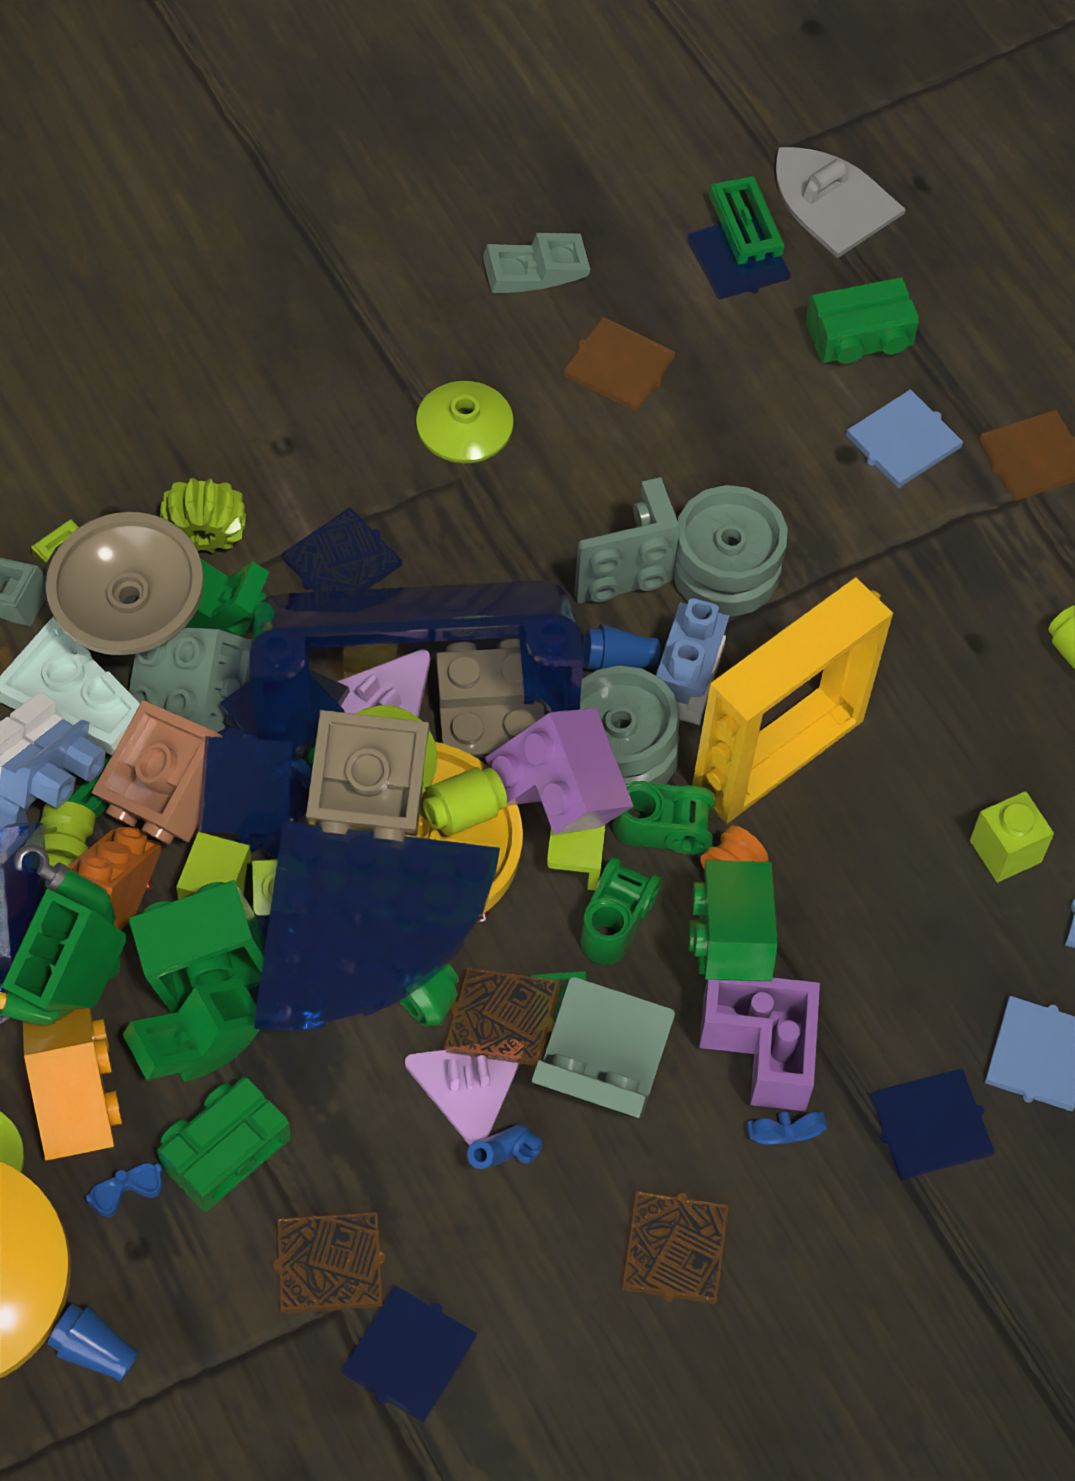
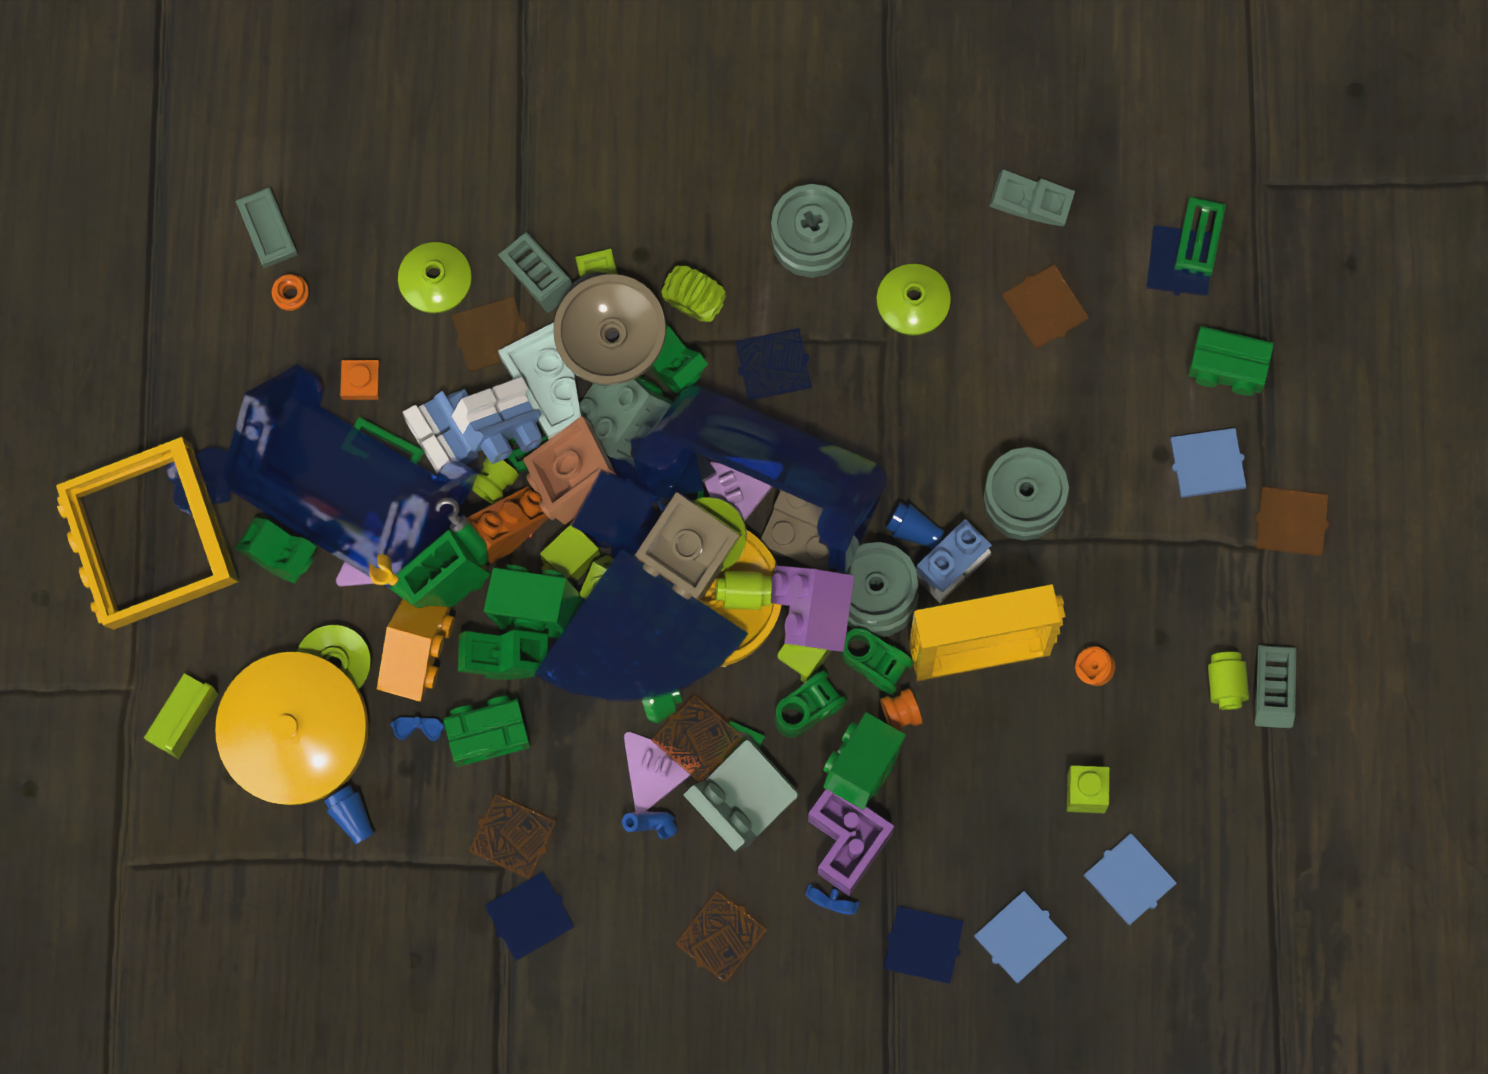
camera: 35 degrees right, 15 degrees up
(305, 392) = (792, 237): none -> sand green wheel
(631, 557) = (965, 473): sand green bracket -> none
(833, 198) = (1278, 245): light grey shield -> none
(926, 702) = (1095, 666): none -> orange tile

